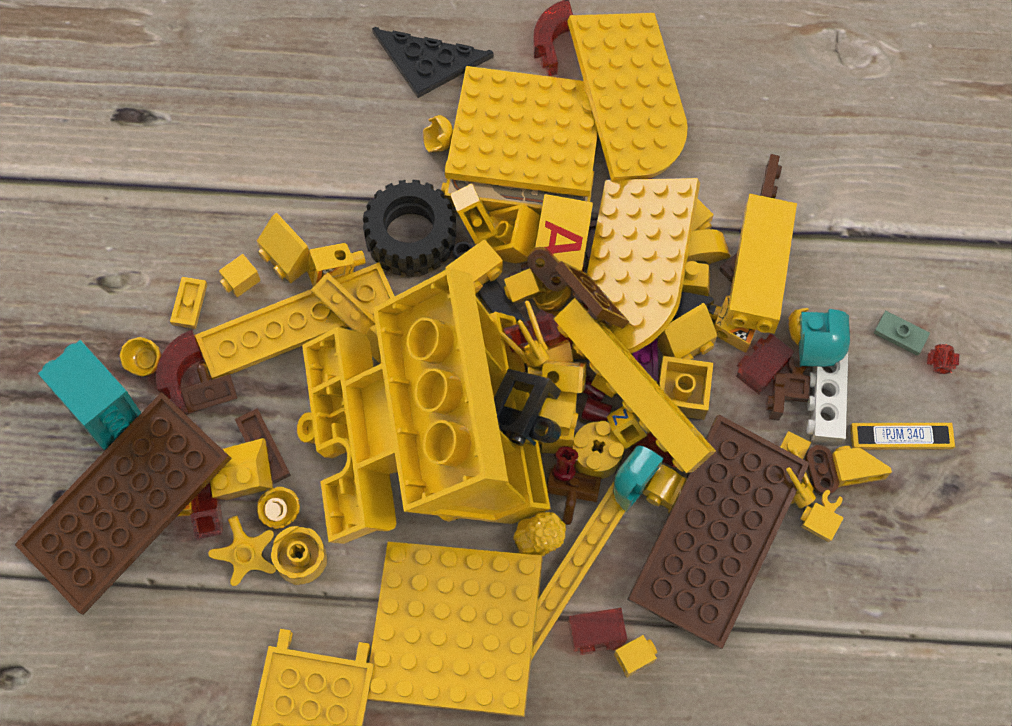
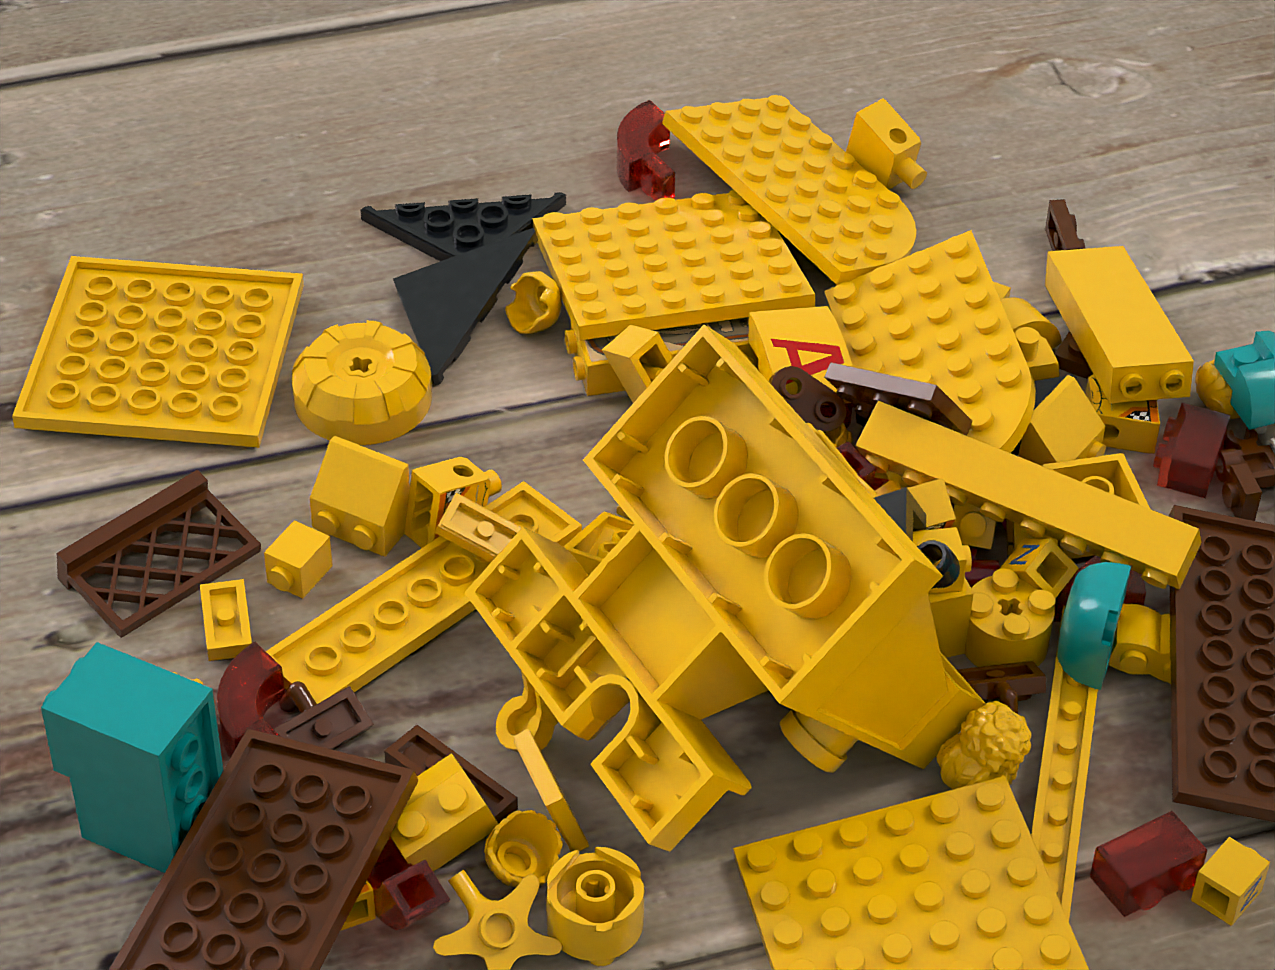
camera: 20 degrees left, 25 degrees down
(157, 230) = (131, 534): none -> reddish brown fence
(223, 101) = (161, 352): none -> yellow plate
(303, 479) = (550, 791): none -> yellow tile
(321, 162) = (362, 384): none -> yellow piece
(396, 113) = (456, 294): none -> black tile
(403, 200) = (538, 387): black tyre -> none
(565, 463) = (970, 648): dark red bush -> none
(693, 80) = (886, 146): none -> yellow torso

